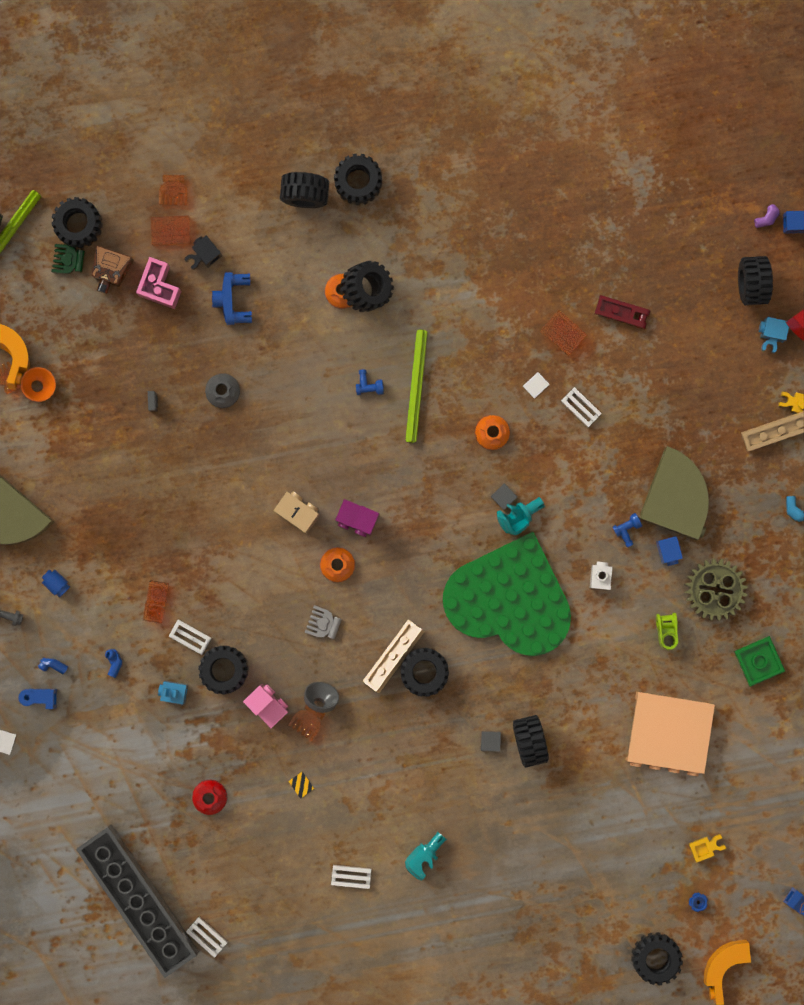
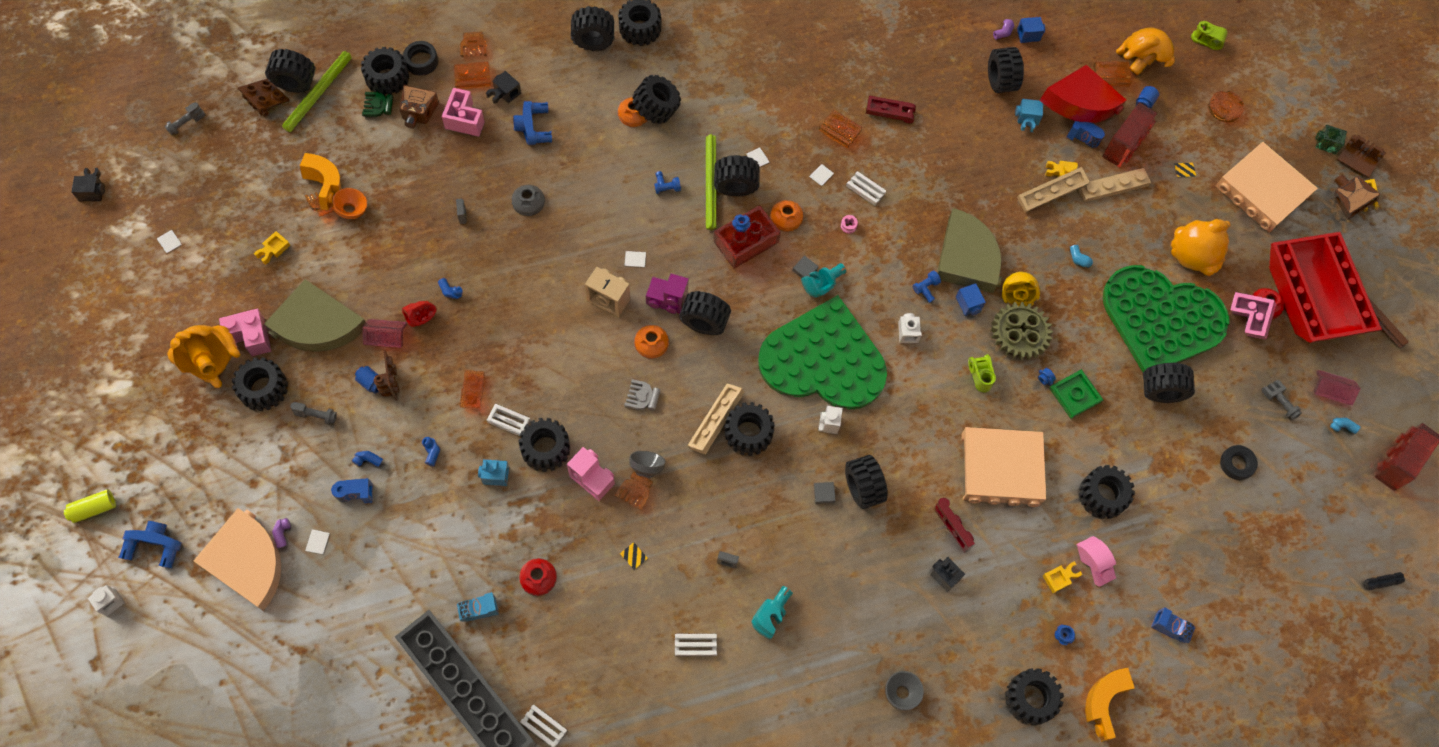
camera: 10 degrees left, 20 degrees down
(70, 532) = (383, 333): none -> clear pink panel
(75, 594) = (386, 382): none -> reddish brown hinge
(101, 207) = (420, 47): none -> black tyre
(106, 515) = (419, 313): none -> red rock
(136, 491) = (451, 292): none -> blue arm
(152, 823) = (478, 608): none -> dark azure leg
(329, 468) = (635, 259): none -> white sticker
(388, 800) = (727, 559): none -> dark grey tile
(393, 547) = (705, 313): none -> black tyre
(435, 451) = (741, 227): none -> blue plate
(443, 390) = (736, 175): none -> black tyre
(446, 459) = (743, 246): none -> clear red brick
(470, 358) = (759, 156): none -> white sticker
(506, 669) = (830, 420): none -> white brick
(544, 948) = (911, 683): none -> dark grey piece
(556, 443) = (849, 229): none -> bright pink bush
(596, 834) = (947, 573): none -> black brick
(611, 786) = (954, 524): none -> dark red plate
(723, 543) = (1021, 288): none -> yellow cylinder
(732, 641) = (1046, 377): none -> blue plate
(743, 836) = (1098, 558): none -> bright pink brick
(782, 770) = (1116, 481): none -> black tyre

